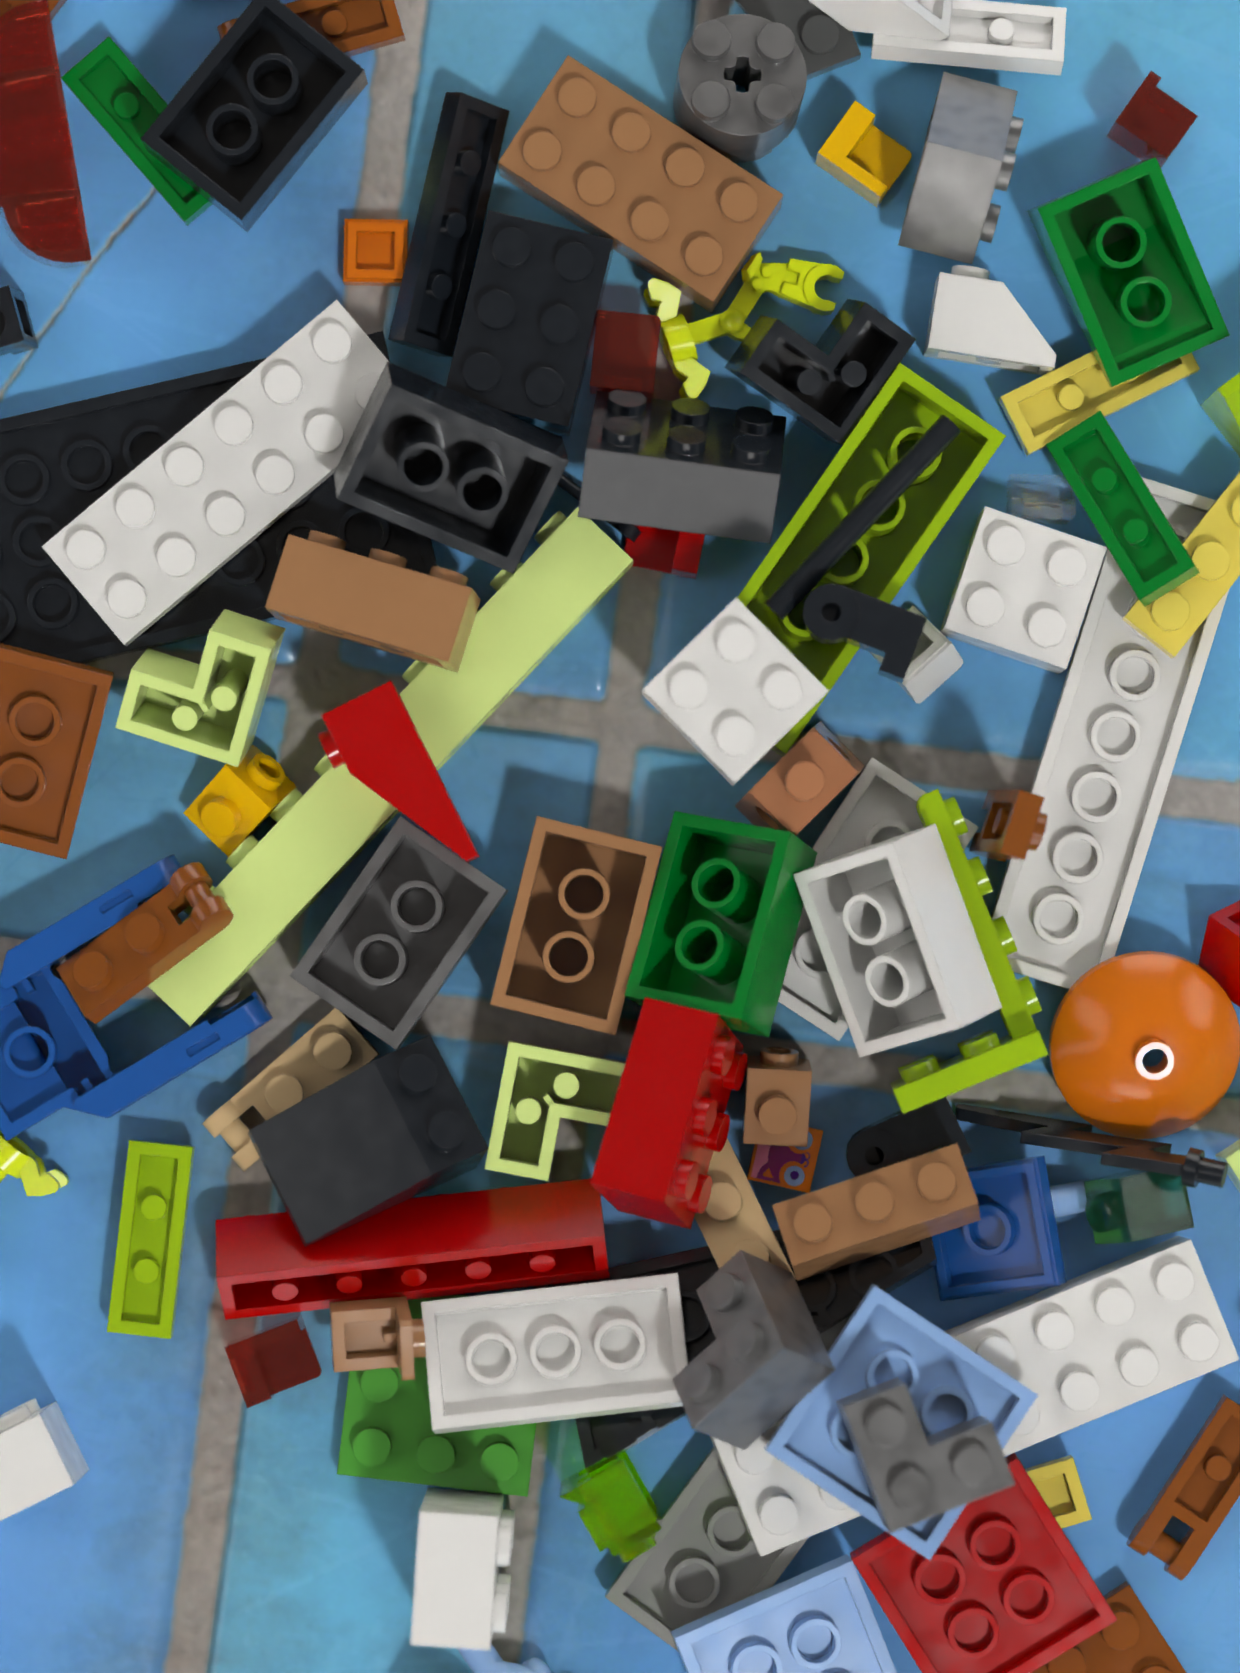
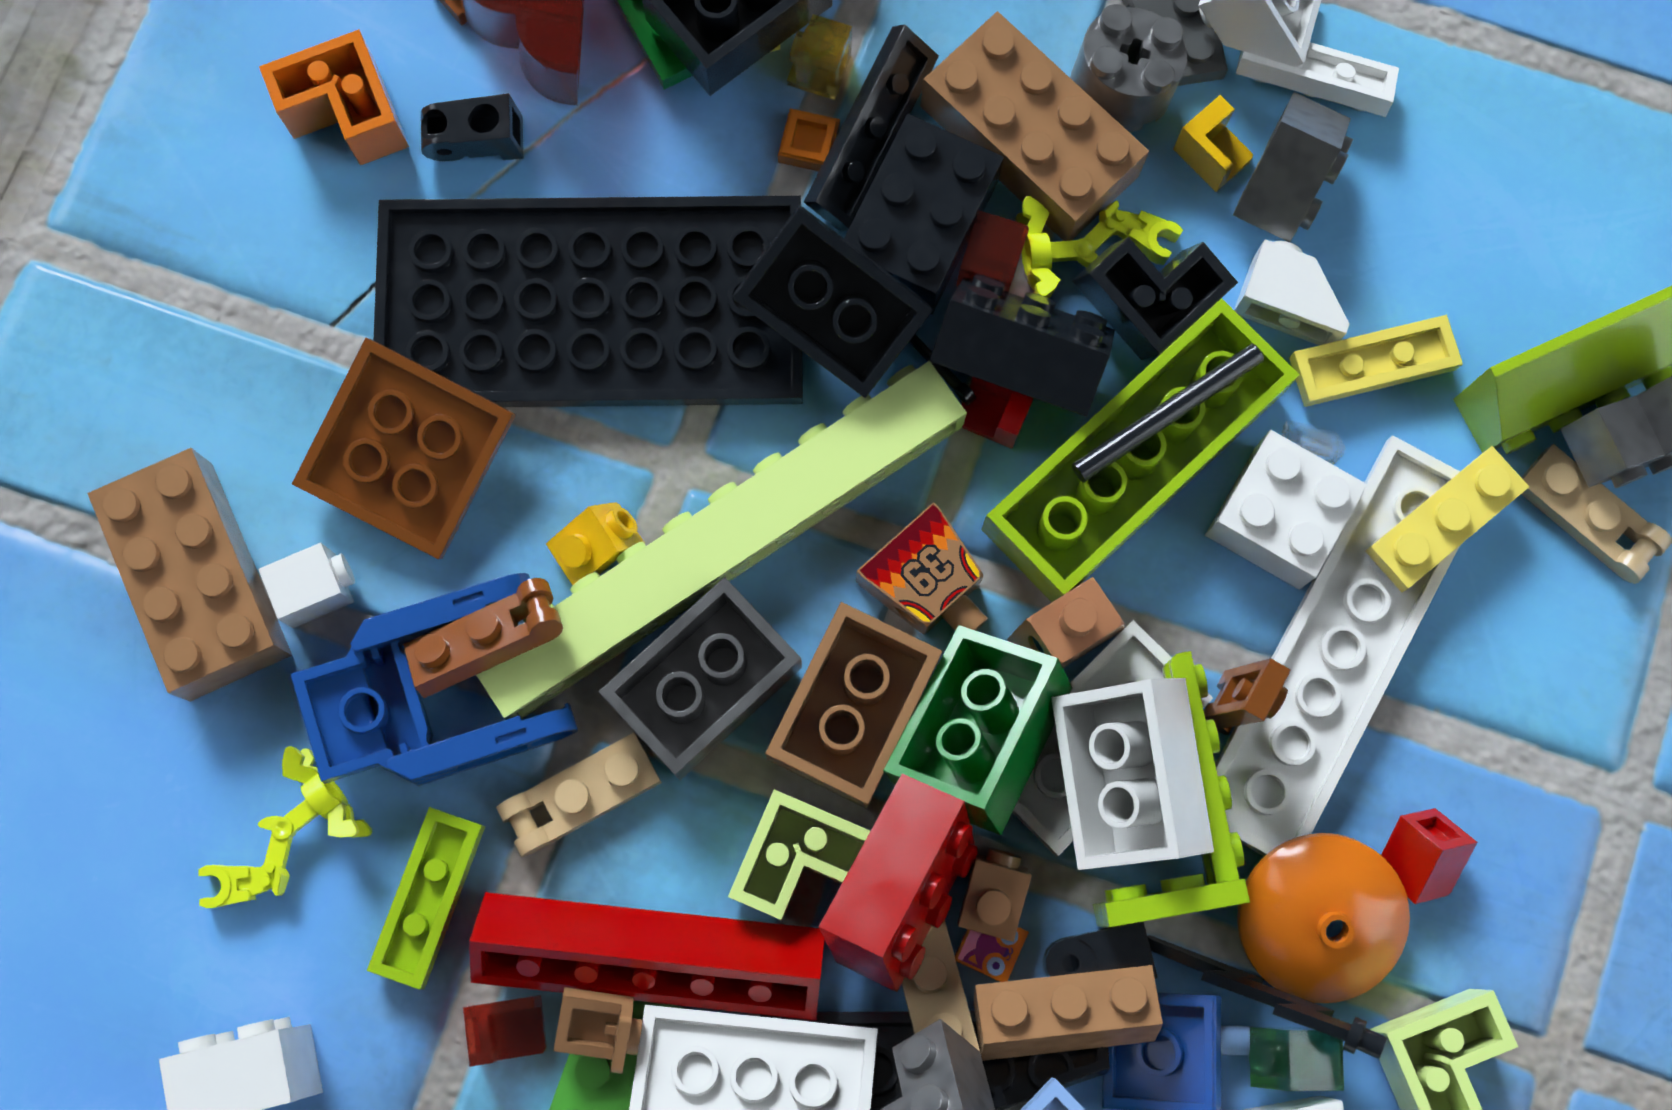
camera: 10 degrees right, 10 degrees down
(209, 704) = (588, 455): yellowish green brick -> none
(222, 477) = (640, 279): white plate -> none
(367, 149) = (820, 57): none -> clear yellow brick
(369, 1141) = (633, 852): black slope -> none
(374, 600) = (744, 396): medium nougat brick -> none
(389, 757) = (727, 527): red slope -> none
(627, 757) = (925, 575): none -> torso
(734, 691) = (1033, 528): white brick -> none
(844, 615) = (1155, 497): black leg -> none
(931, 663) = (1184, 547): white slope -> none
(1122, 508) = (1385, 458): green plate -> none
(1129, 271) = (1419, 269): green slope -> none
(1151, 122) = (1450, 169): clear red panel -> none

